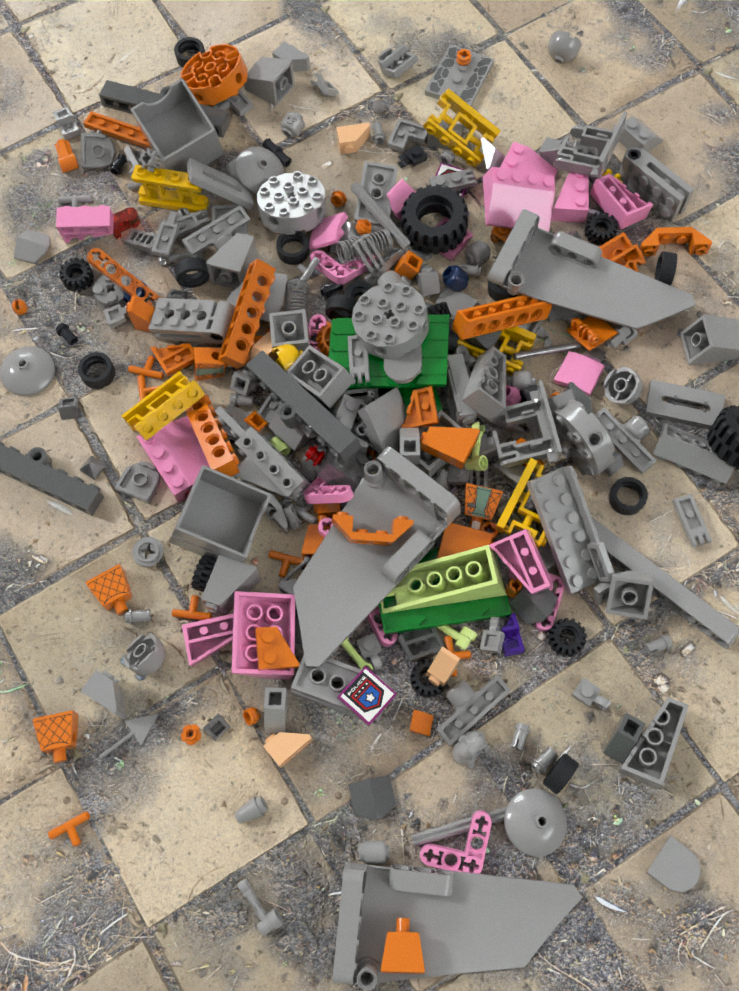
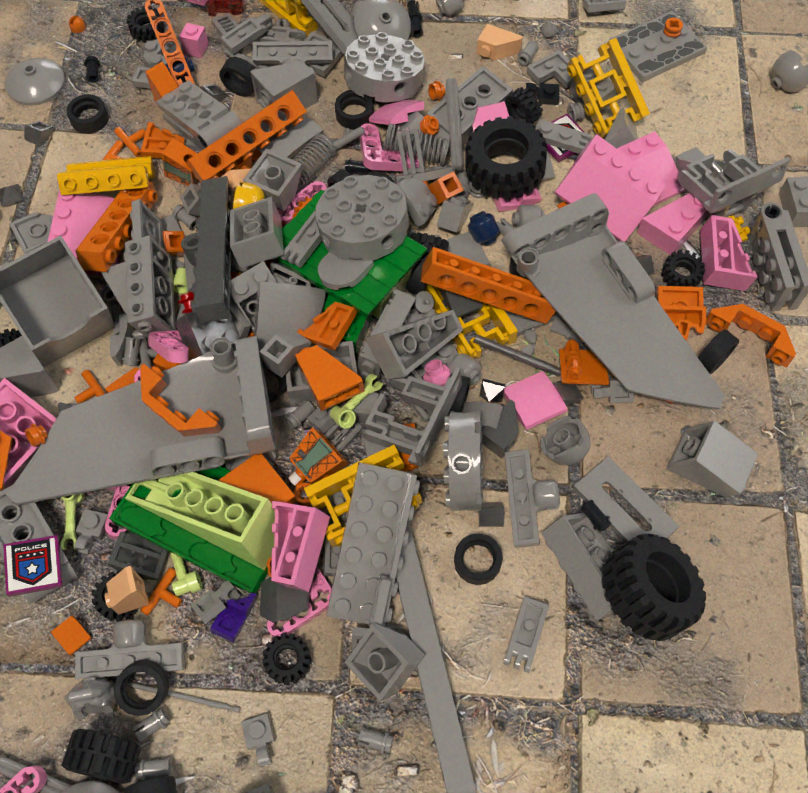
camera: 35 degrees right, 5 degrees down
(129, 262) = (194, 40): none -> bright pink brick
(290, 613) = (36, 435): none -> orange plate
(413, 174) = (524, 105): none -> black tyre
(511, 725) = (127, 703): none -> black tyre
(514, 773) = (101, 756): none -> black tyre
(518, 708) = (184, 697): none -> light grey piece
(551, 384) = (492, 391): none -> slope
(675, 421) = (596, 516): none -> black pin

